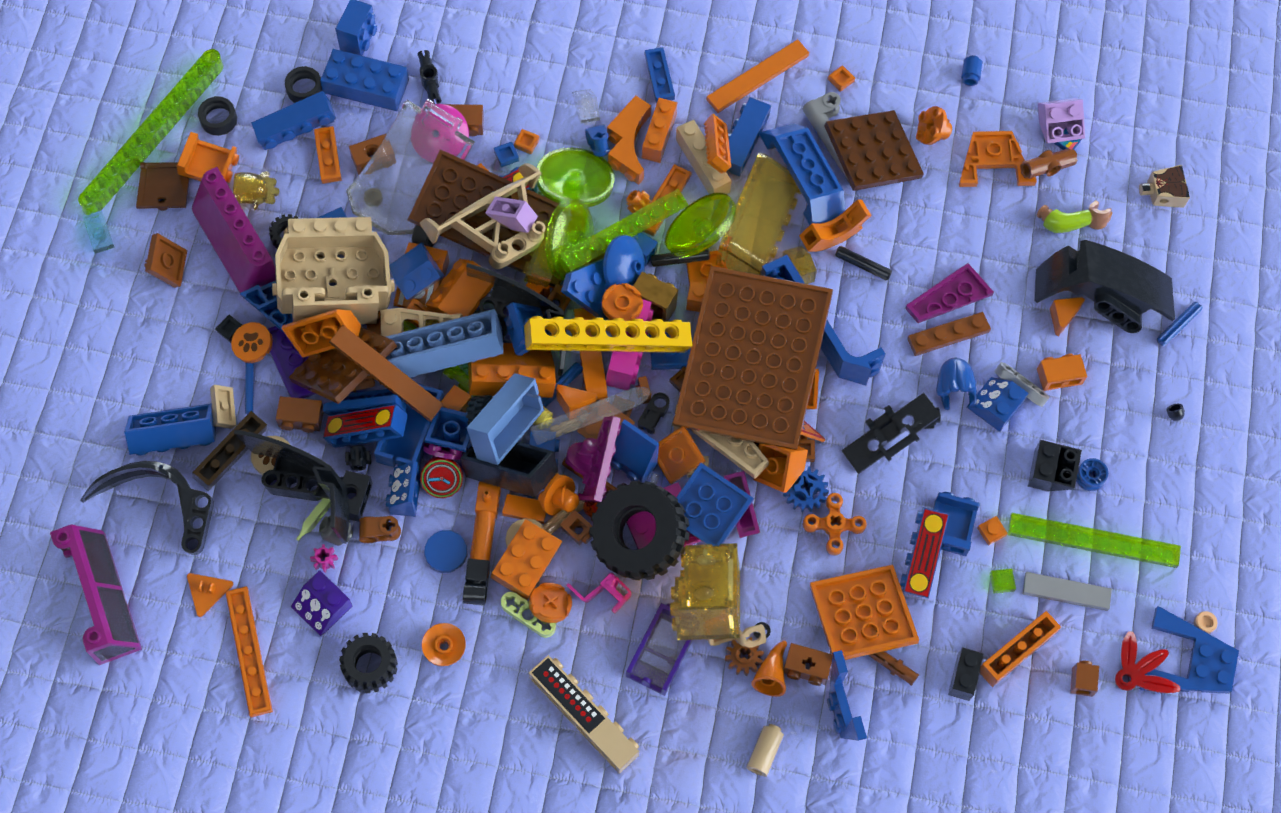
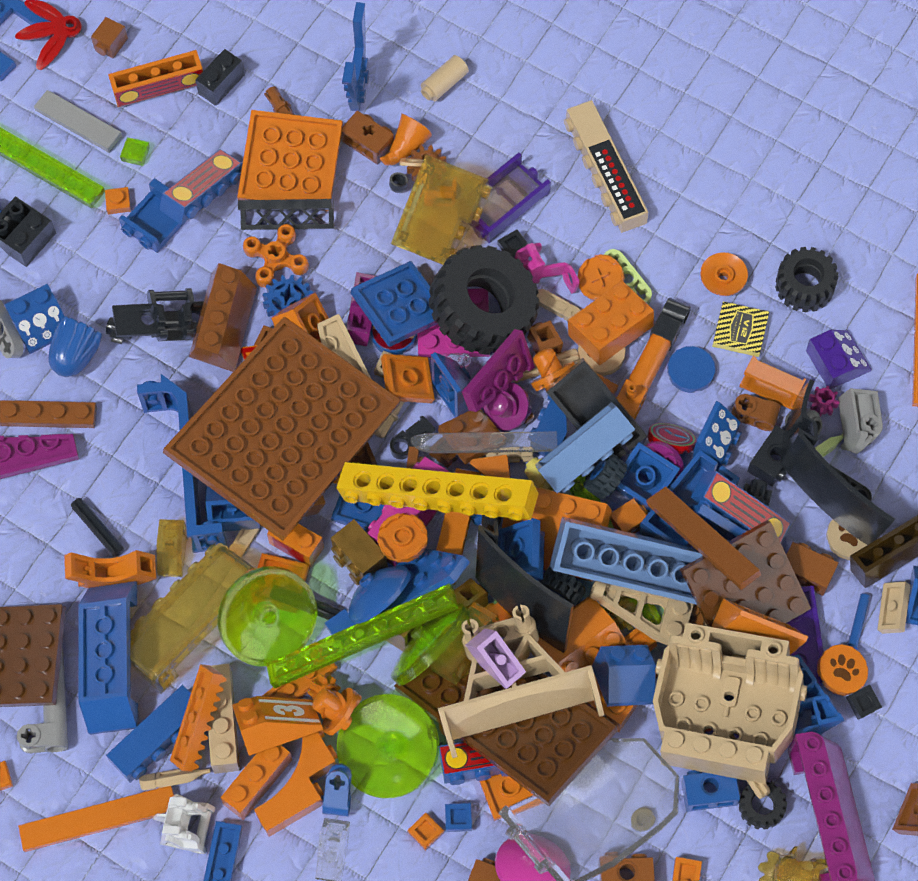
camera: 155 degrees left, 0 degrees up
(288, 548) = (859, 418): none -> light grey piece
(370, 557) = (771, 383): none -> orange window
(414, 603) = (740, 329): none -> tile
(580, 569) = (556, 304): none -> tan piece
(621, 183) = (336, 708): none -> orange plate
(637, 607) = (512, 242): none -> black plate
(661, 159) = (274, 721): none -> orange slope
(700, 90) = (177, 821): none -> white piece
(724, 112) = (169, 778): none -> tan piece
(843, 564) = (286, 205): none -> black fence
(849, 449) = (223, 318): none -> dark orange slope

